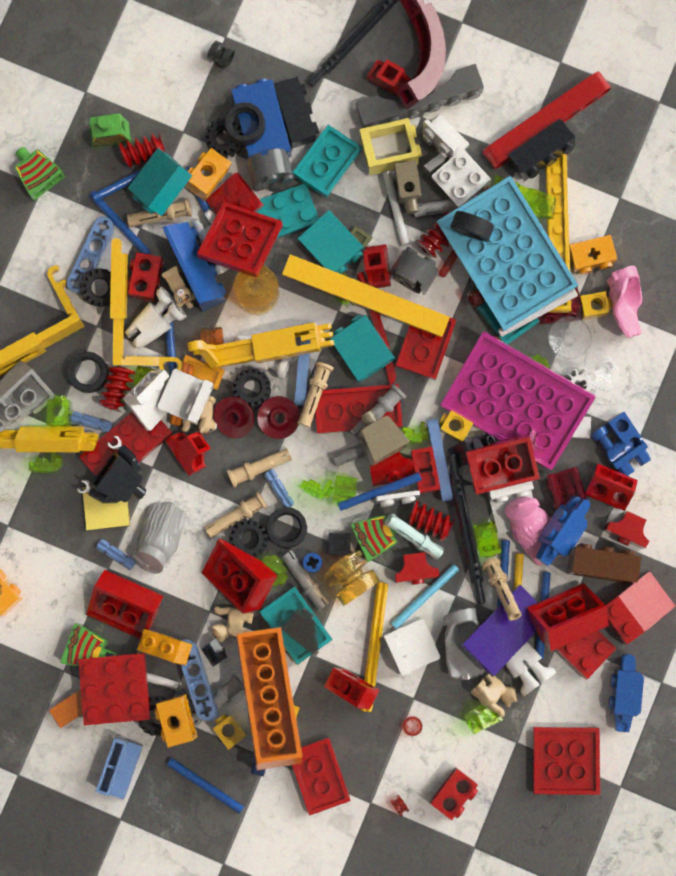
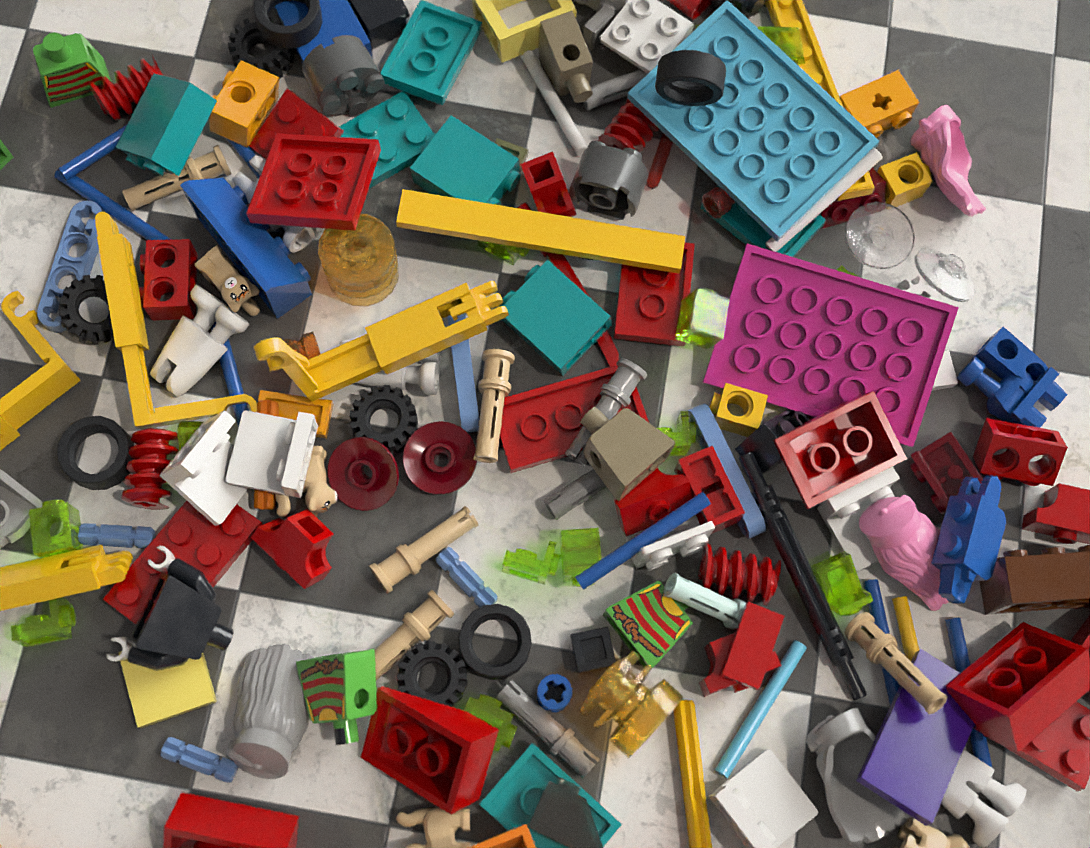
camera: 20 degrees left, 10 degrees down
(197, 535) = (340, 690): none -> bright green torso
(425, 562) = (752, 646): none -> red tile
(447, 368) = (702, 318): none -> clear neon green brick

